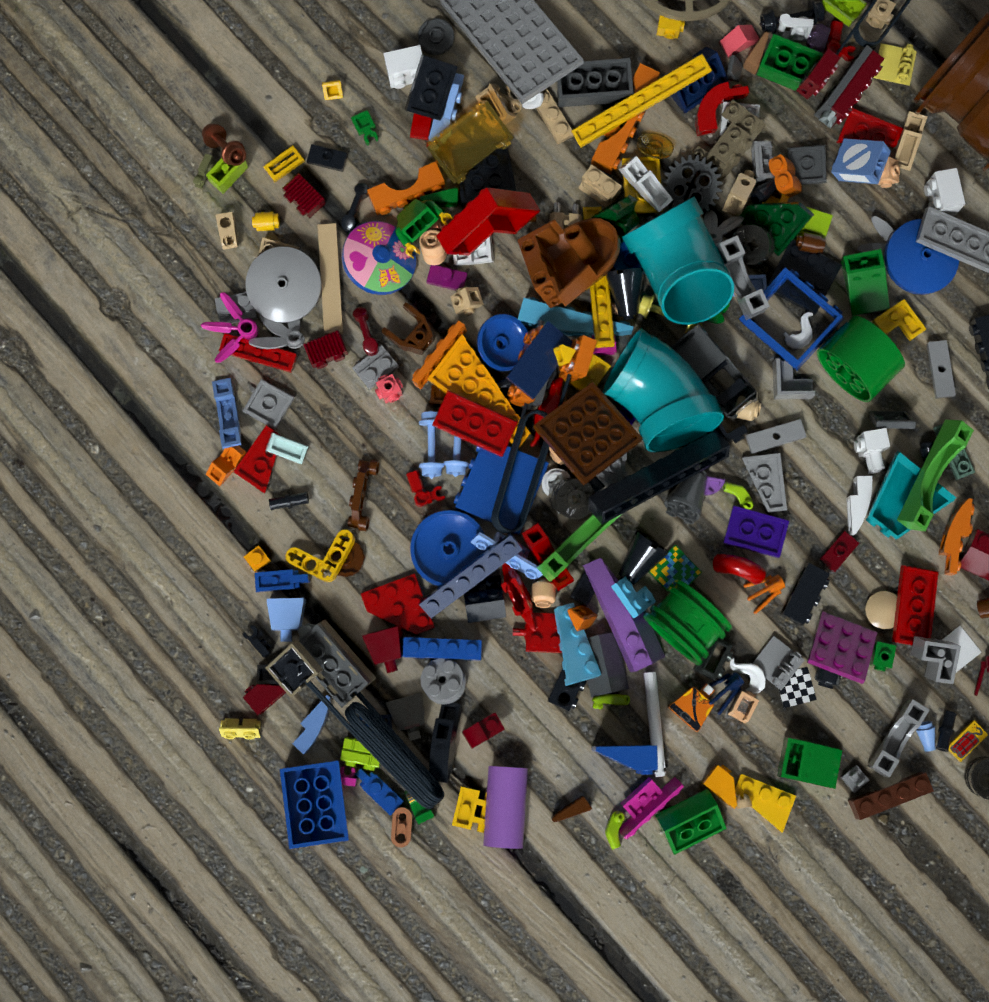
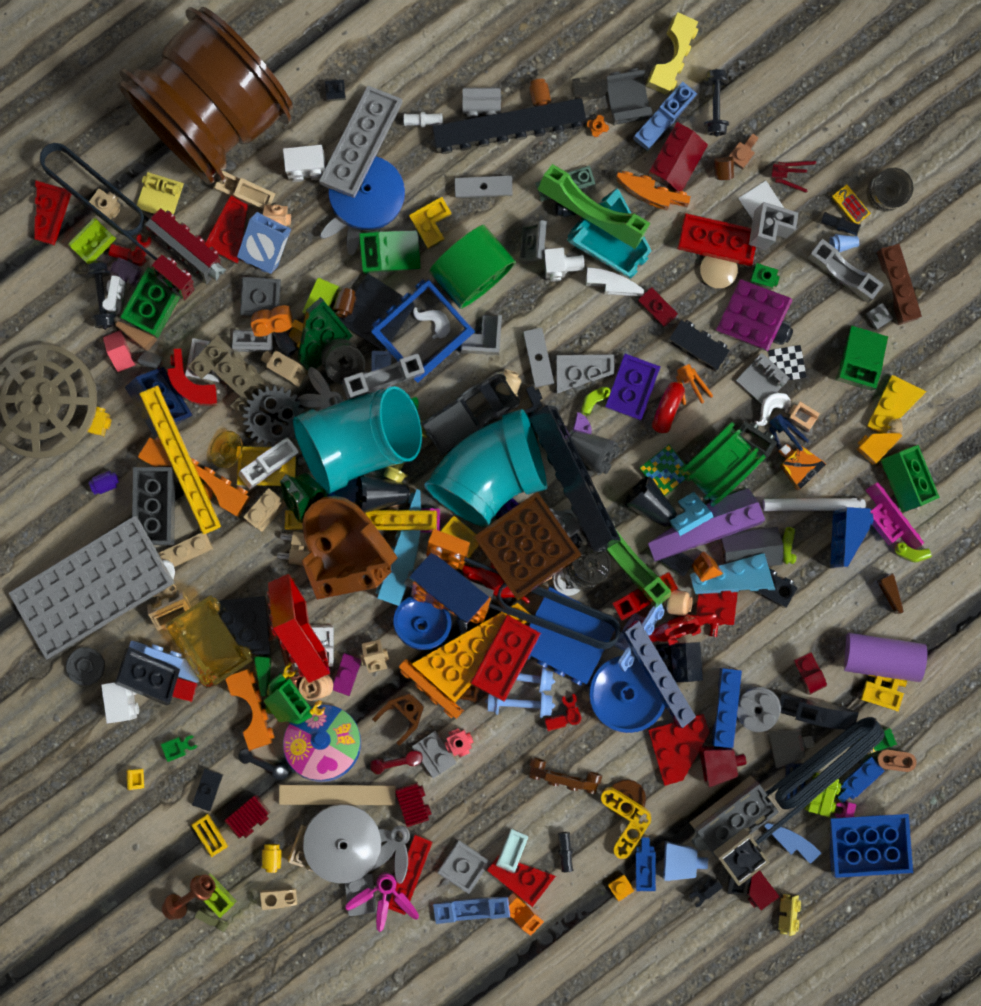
camera: 90 degrees left, 5 degrees up
(563, 354) = (447, 563): yellow slope -> none
(612, 36) = (104, 482): none -> dark purple brick

